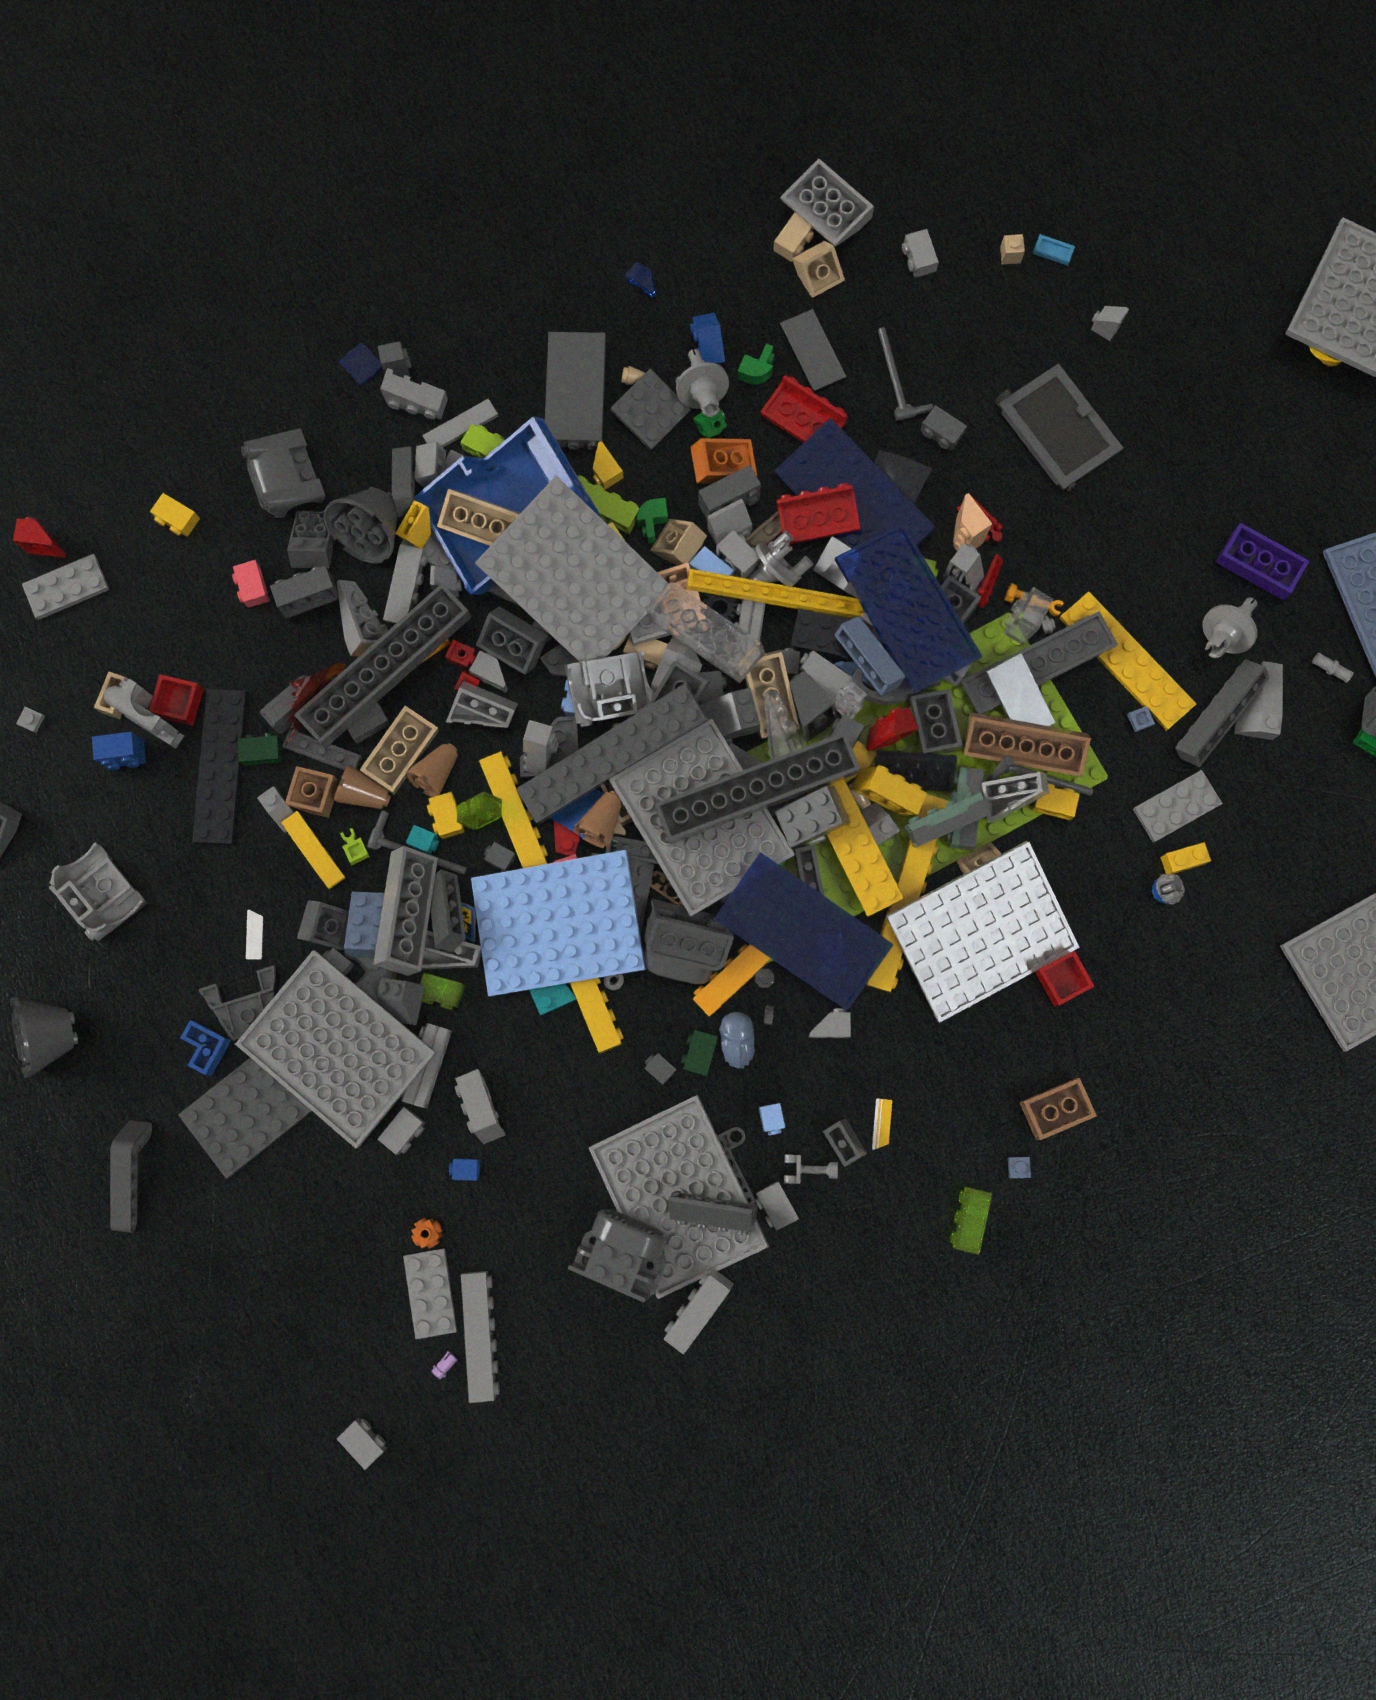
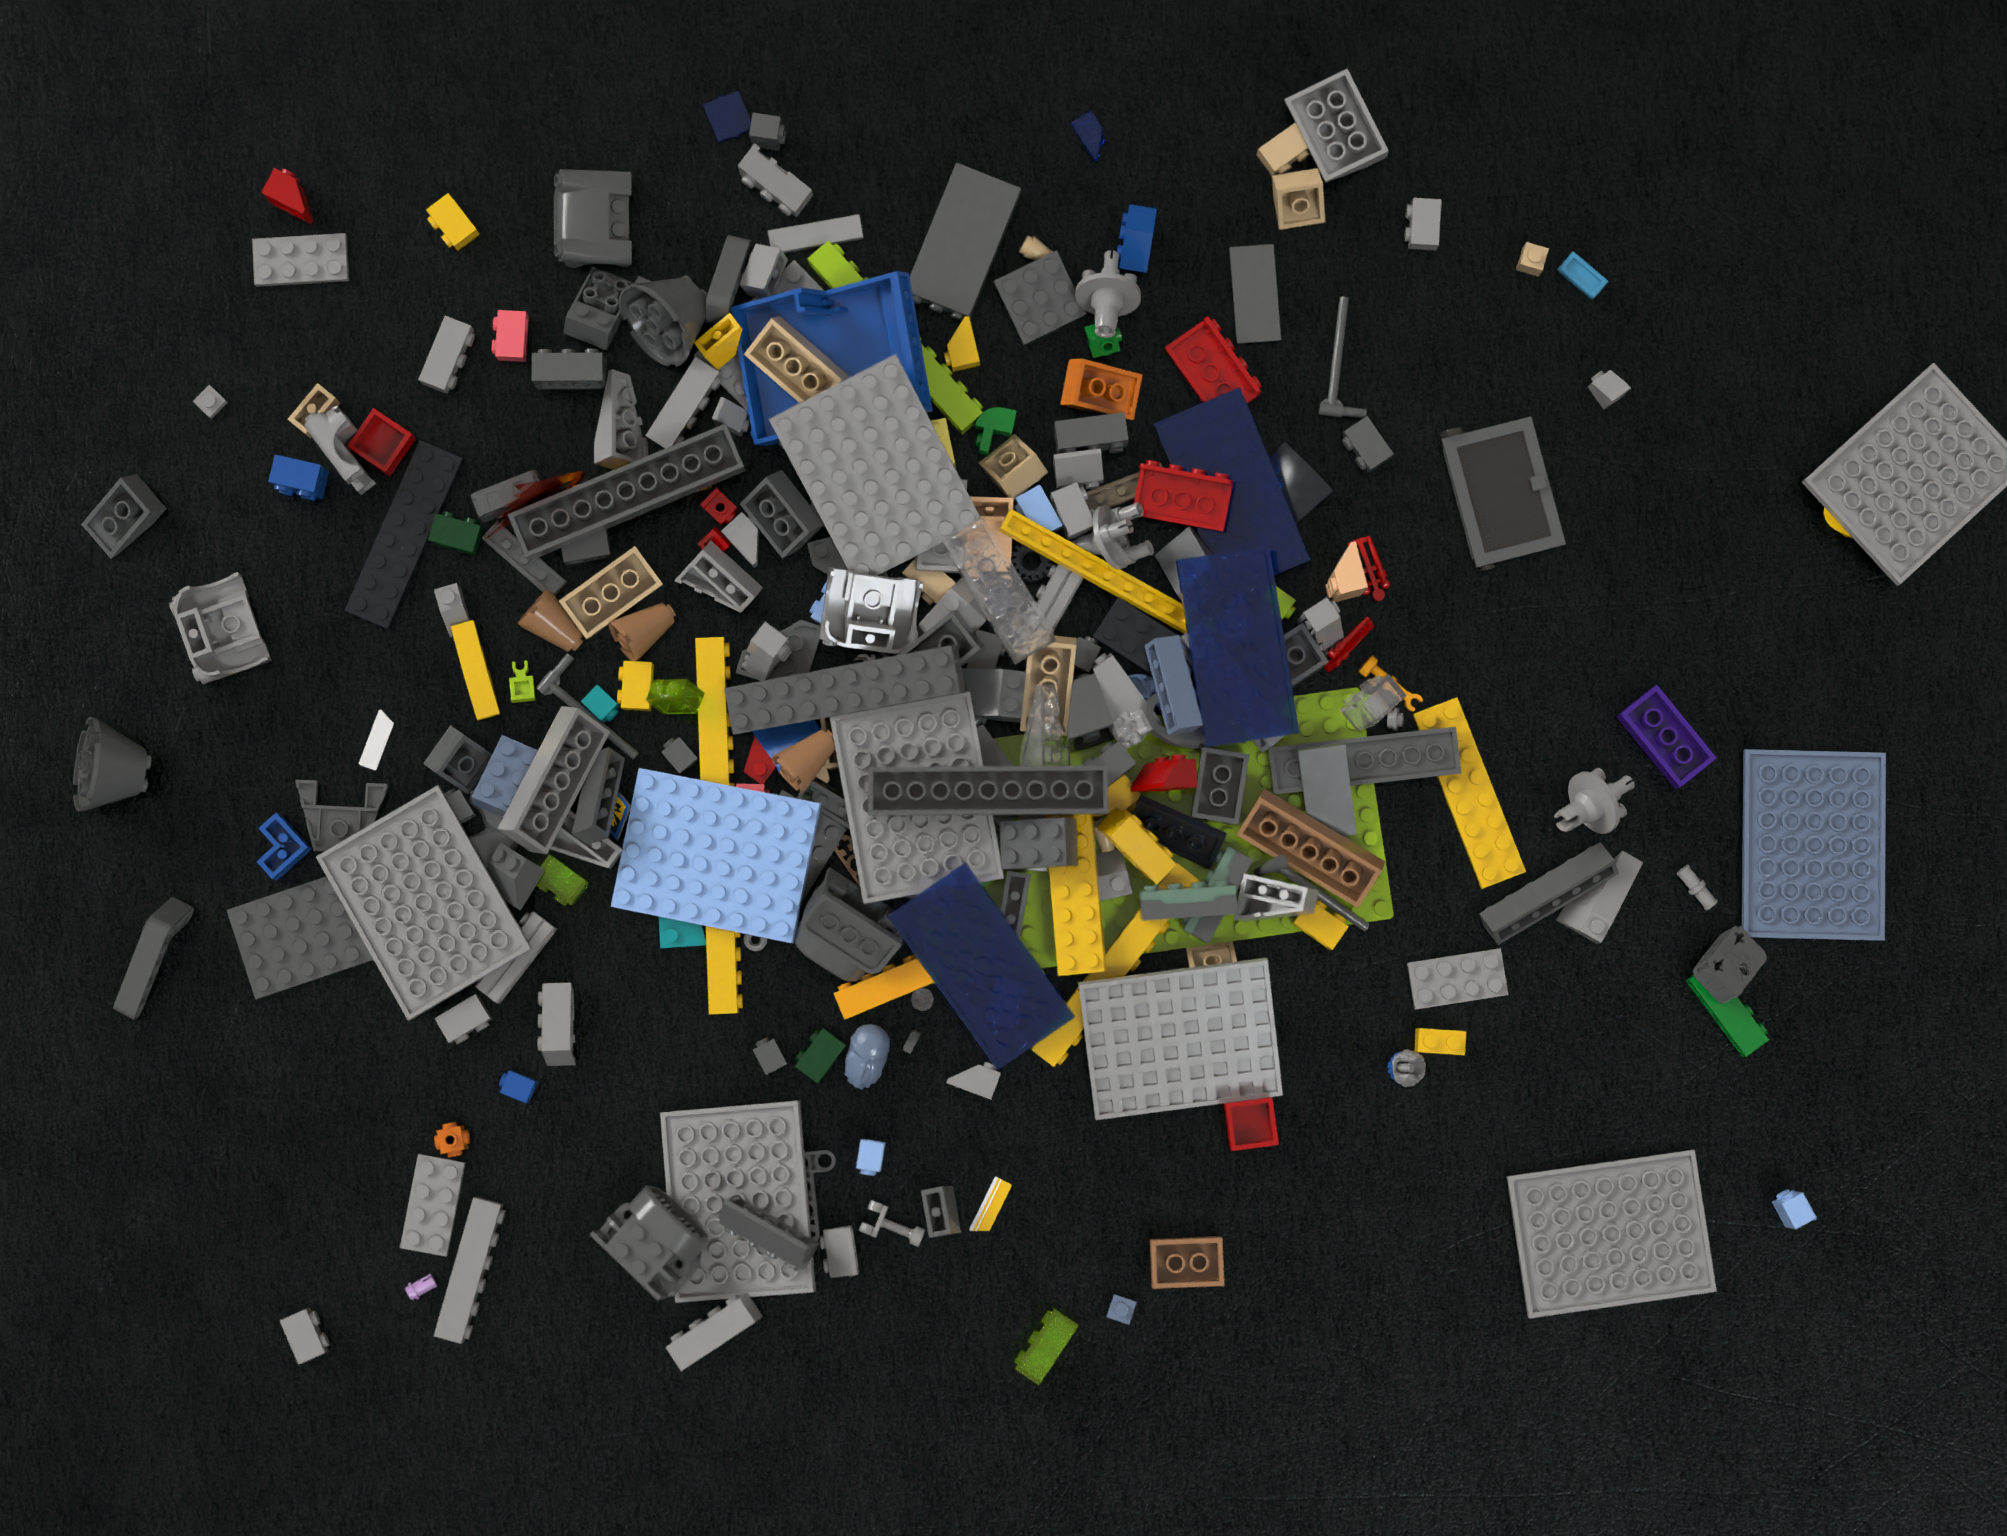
camera: 15 degrees right, 5 degrees up
(205, 616) = (447, 355): none -> light grey brick
(312, 791) = (497, 604): medium nougat slope -> none
(757, 371) = (1182, 297): green brick -> none
(1141, 719) = (1456, 866): sand blue plate -> none

